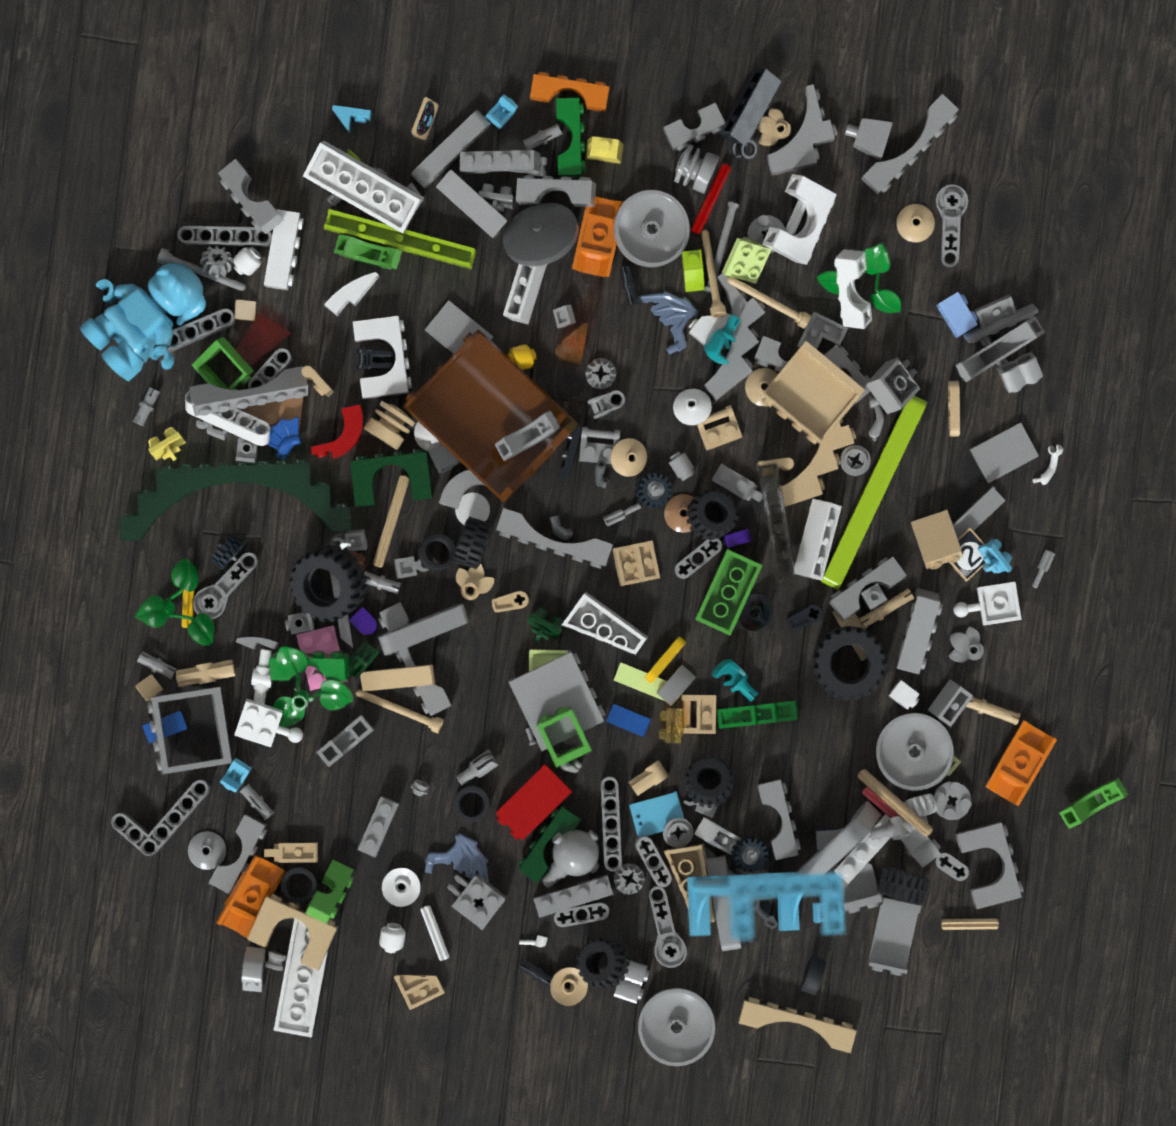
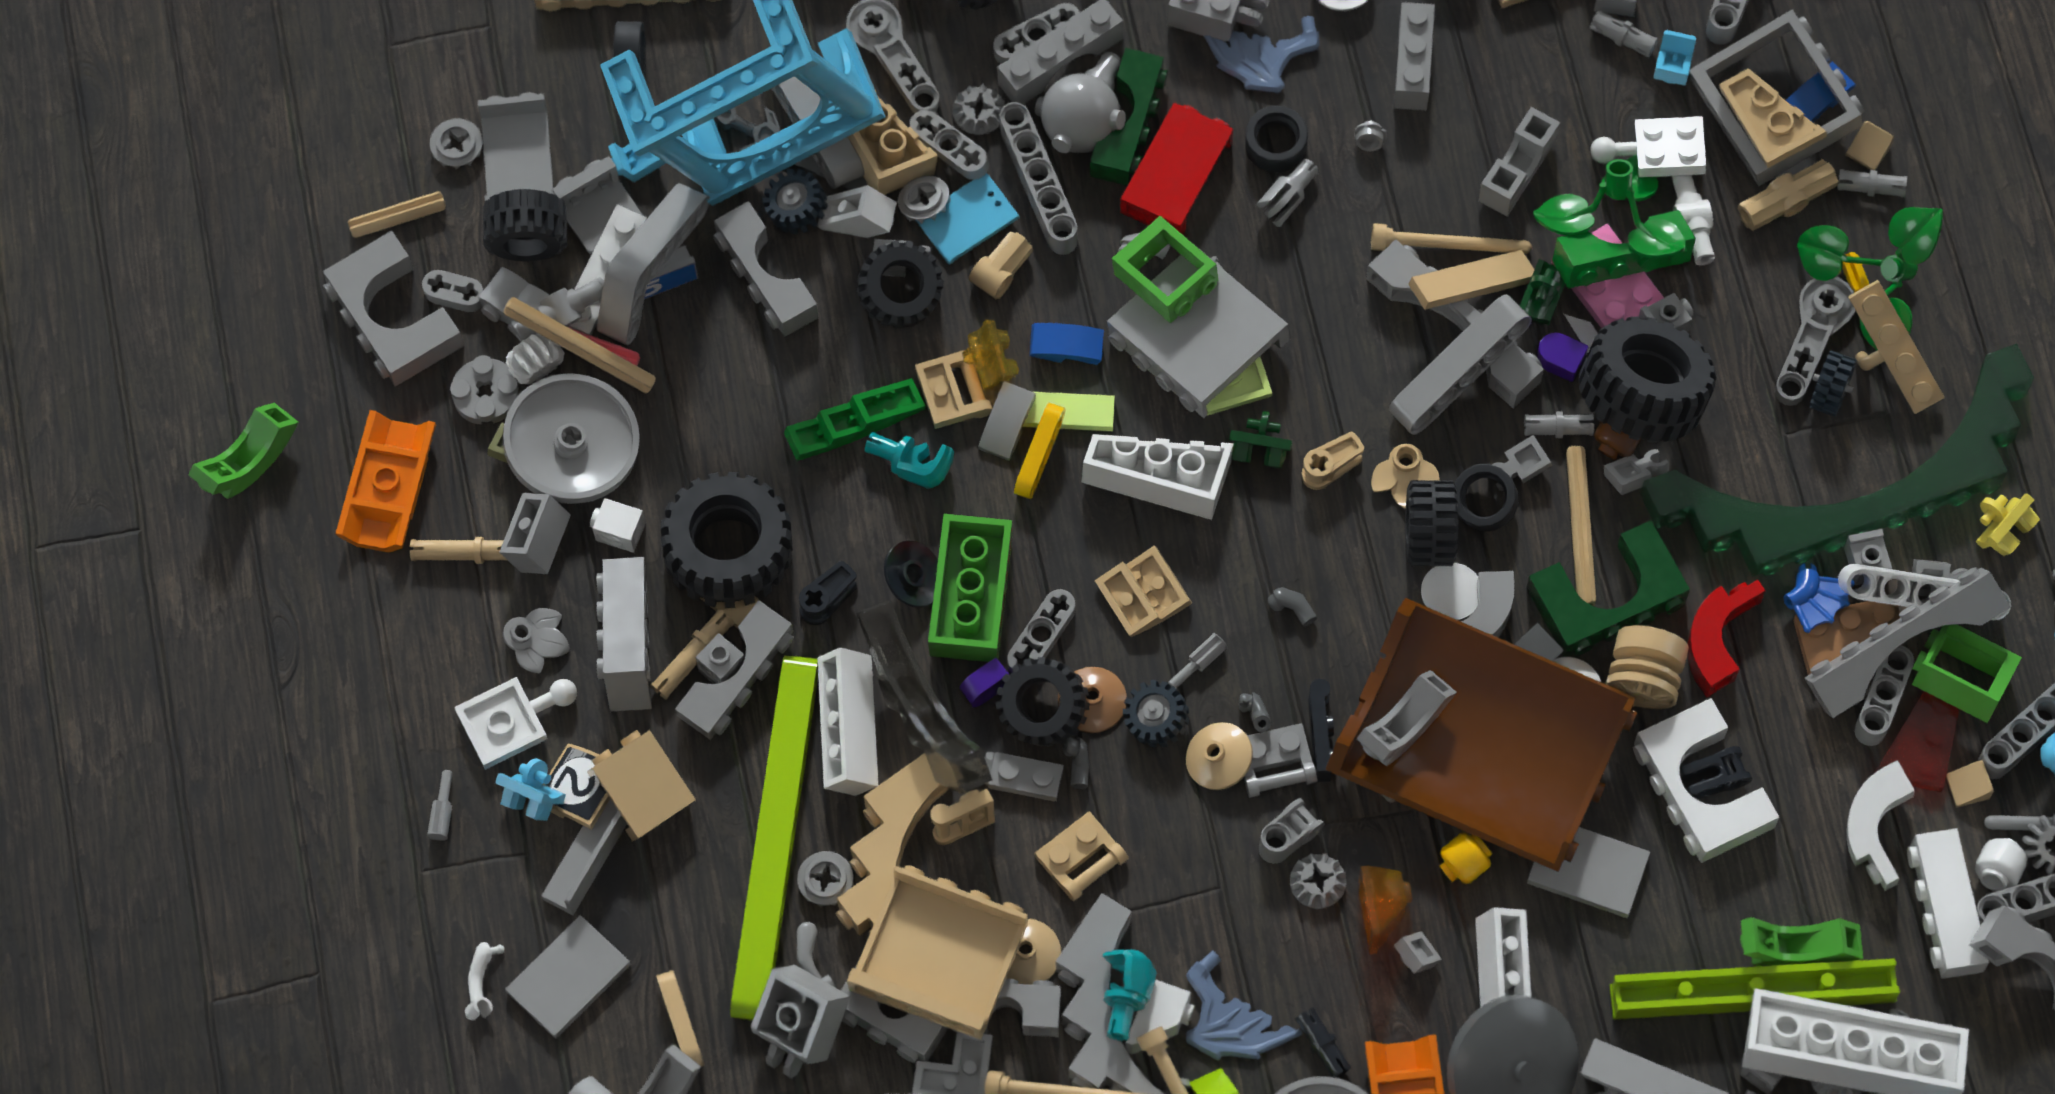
camera: 165 degrees right, 20 degrees down
(187, 559) = (1894, 347): none -> tan plate
(202, 713) = (1768, 119): none -> tan wing
(252, 642) = (1733, 266): light grey slope -> none
(298, 316) = (1873, 800): none -> white arch
(320, 385) = (1788, 693): tan plate -> none
(351, 292) = (1801, 868): white slope -> none
(515, 524) = (1368, 583): light grey arch -> none
(681, 465) = (1122, 771): light grey brick -> none
(695, 414) = (1122, 875): white dish -> none
(701, 484) = (1080, 761): none -> dark grey arm
(932, 961) = (460, 130): none -> light grey gear

